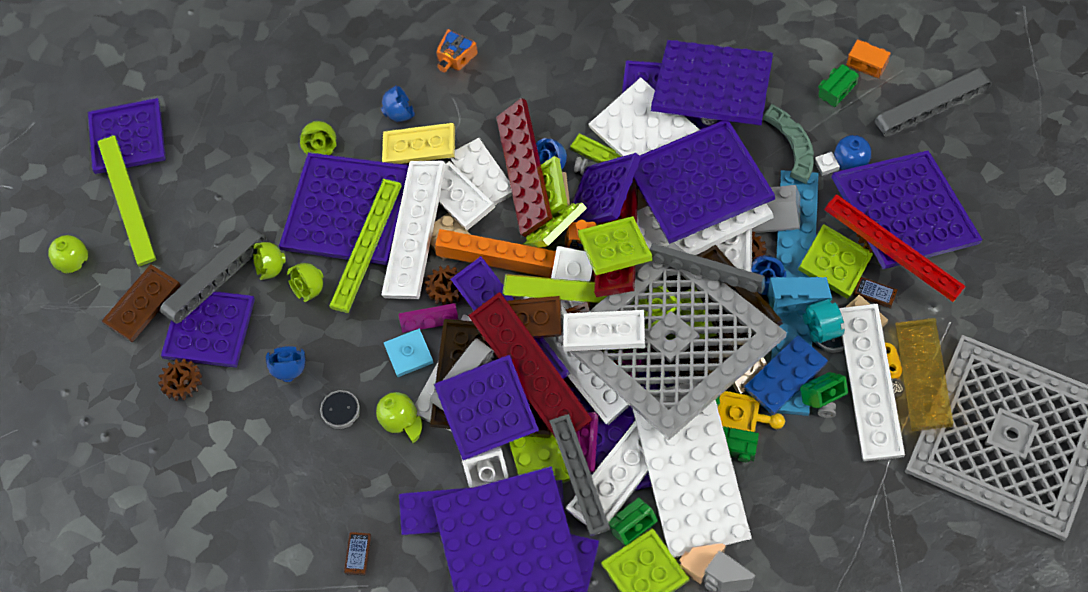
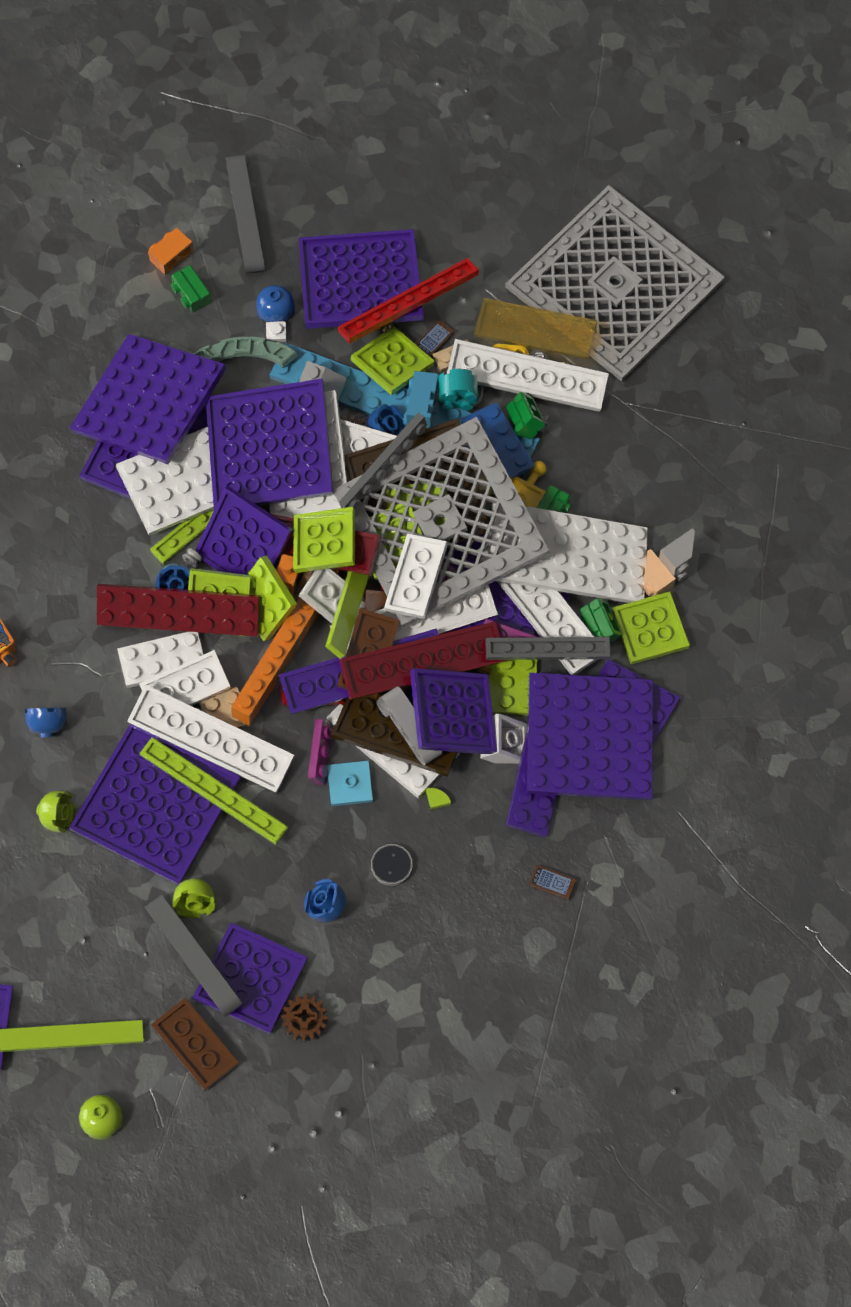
camera: 80 degrees left, 5 degrees up
(305, 280) = (234, 863): lime cylinder -> none
(396, 412) = (416, 808): lime cylinder -> none
(419, 144) = (104, 709): light yellow plate -> none
(437, 289) = (296, 726): reddish brown gear -> none

